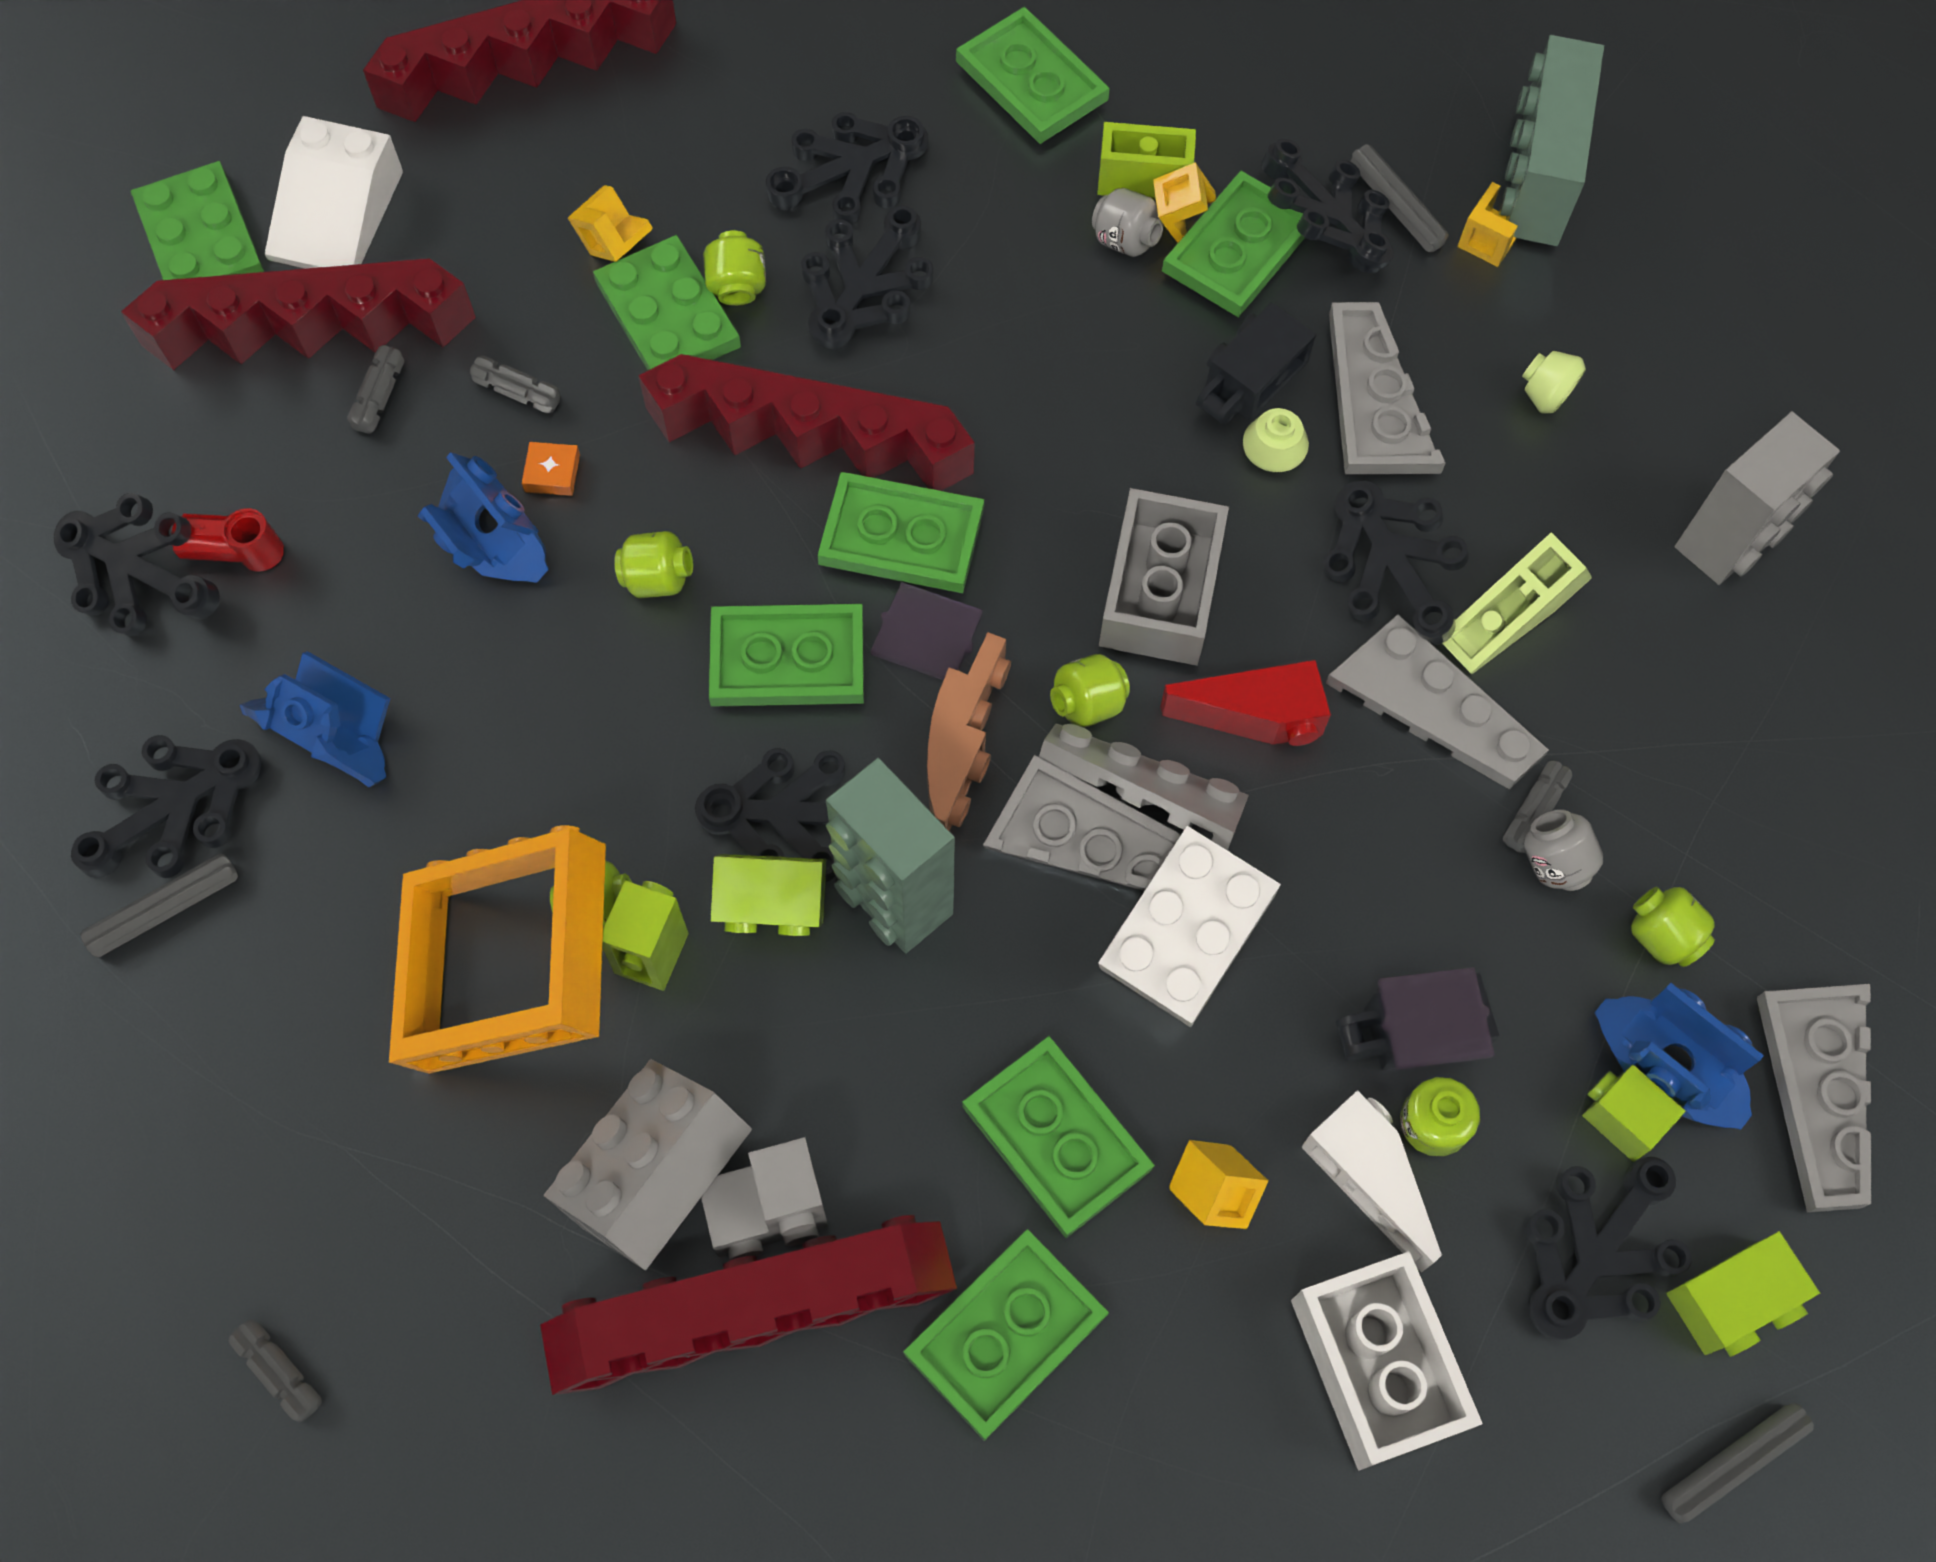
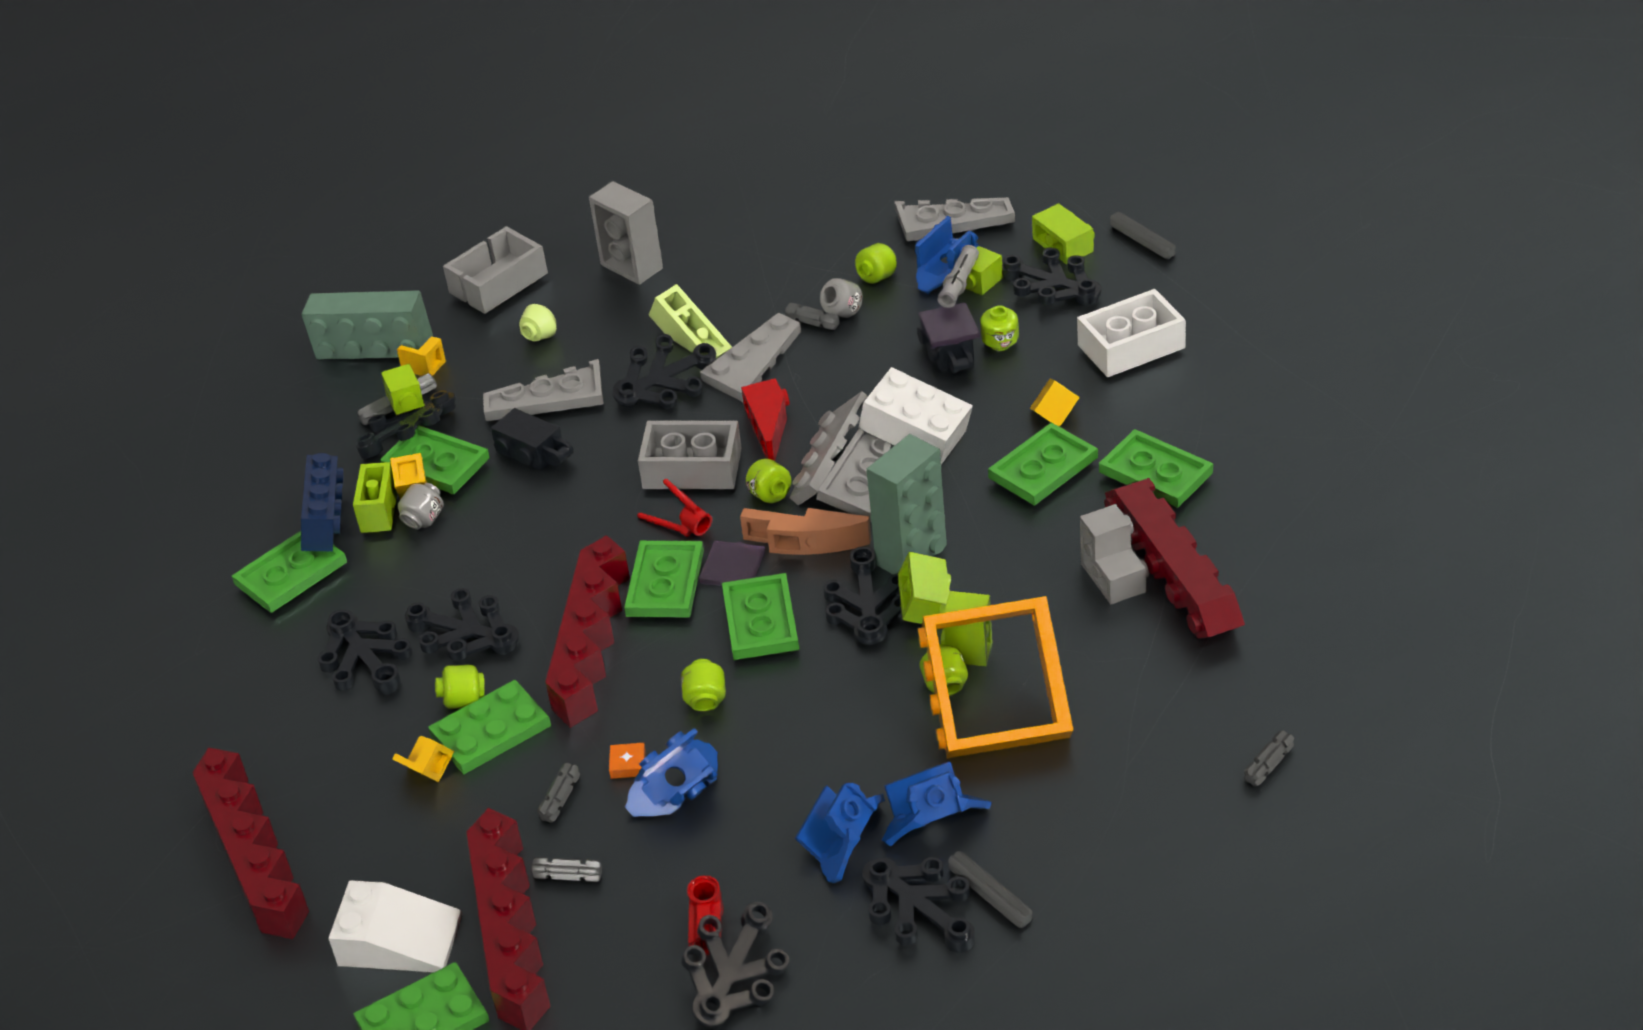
camera: 90 degrees left, 25 degrees down
(324, 886) = (926, 798): none -> blue piece
(648, 1162) = (1106, 599): light grey brick -> none
(1028, 577) = (692, 517): none -> red plant
(1137, 90) = (321, 502): none -> dark blue brick
(1276, 441) = (583, 429): yellowish green cone -> none
(1371, 1166) = (1034, 349): white slope -> none
(1384, 187) = (402, 389): none -> lime brick
(1545, 1040) = (955, 282): none -> light grey pin
(1685, 315) = (514, 267): none -> light grey piece

